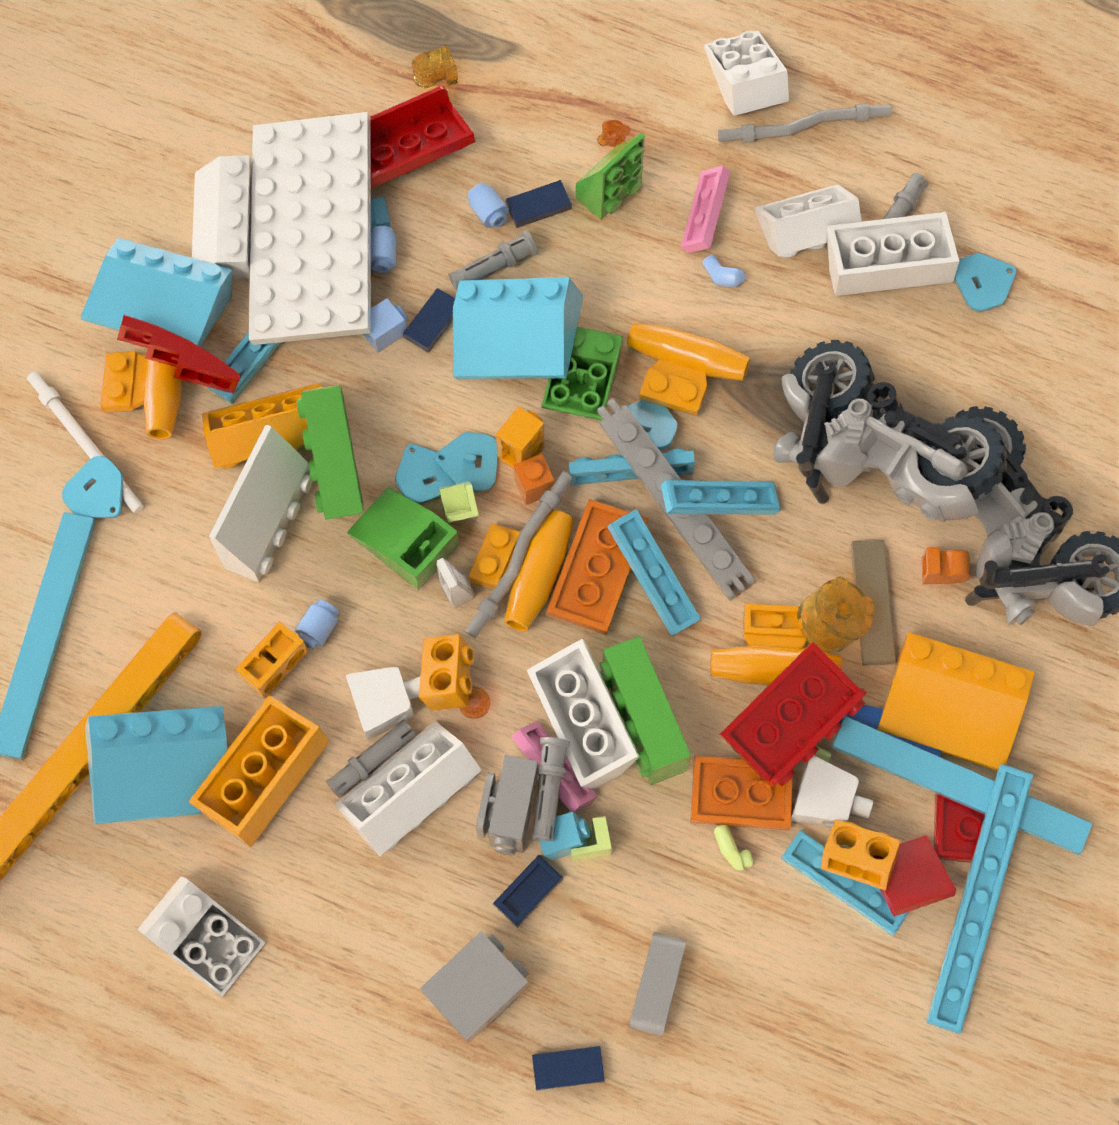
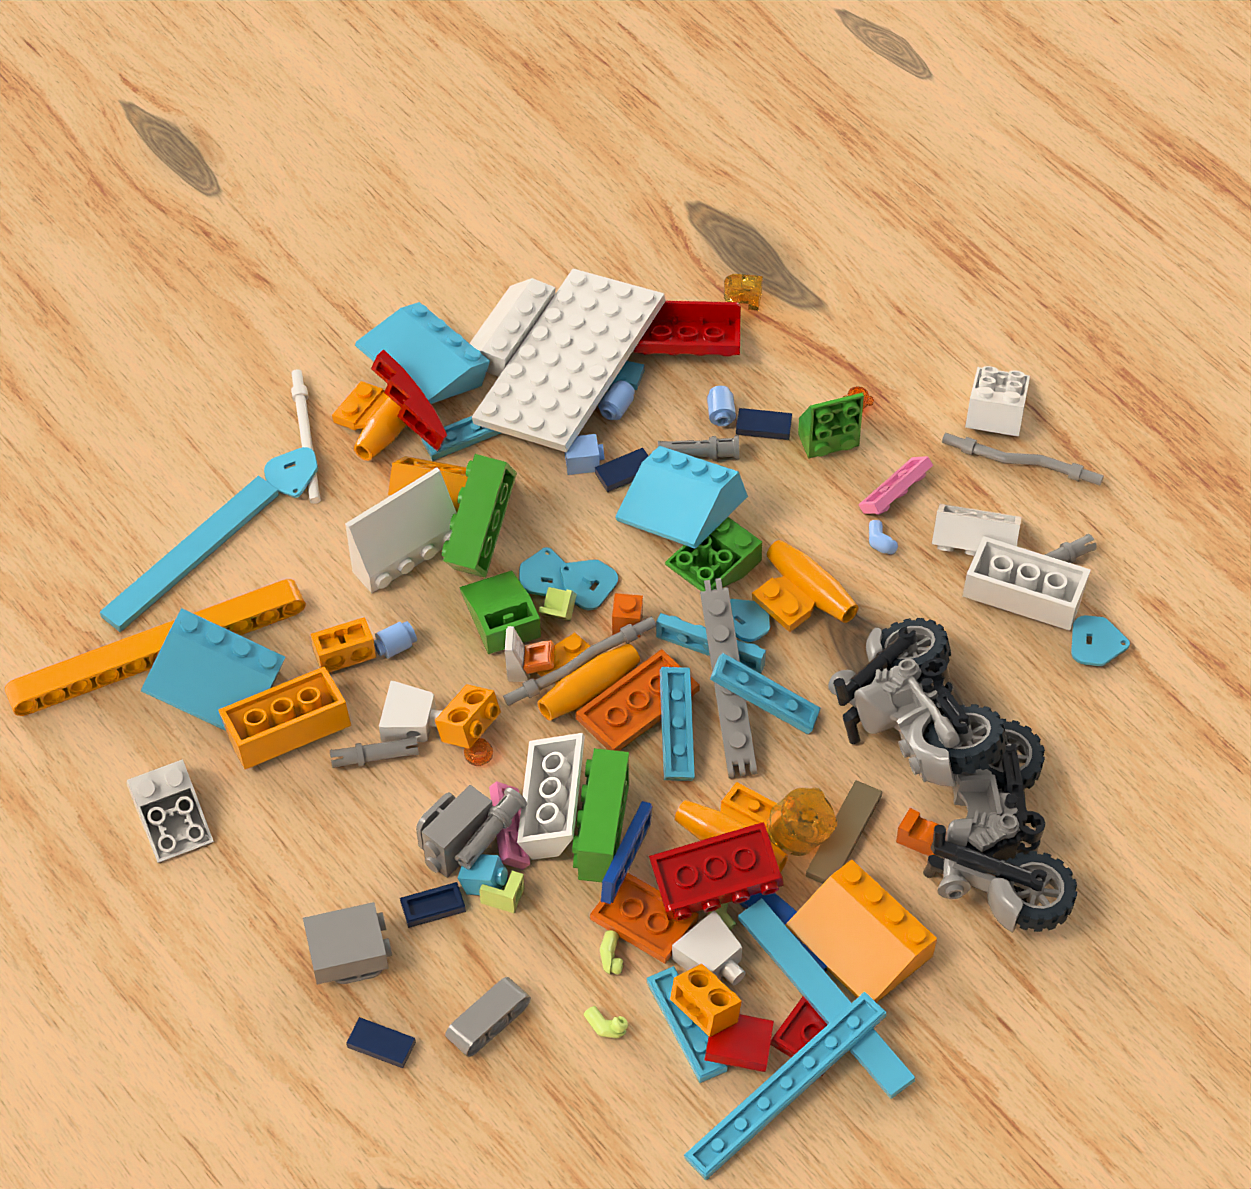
camera: 30 degrees right, 15 degrees down
(408, 787) = (387, 786): white slope -> none
(477, 571) = (539, 656): none -> orange tile
(520, 437) = (634, 575): light orange brick -> none
(691, 736) = (626, 853): none -> blue tile
(775, 928) = (603, 1027): none -> yellowish green arm

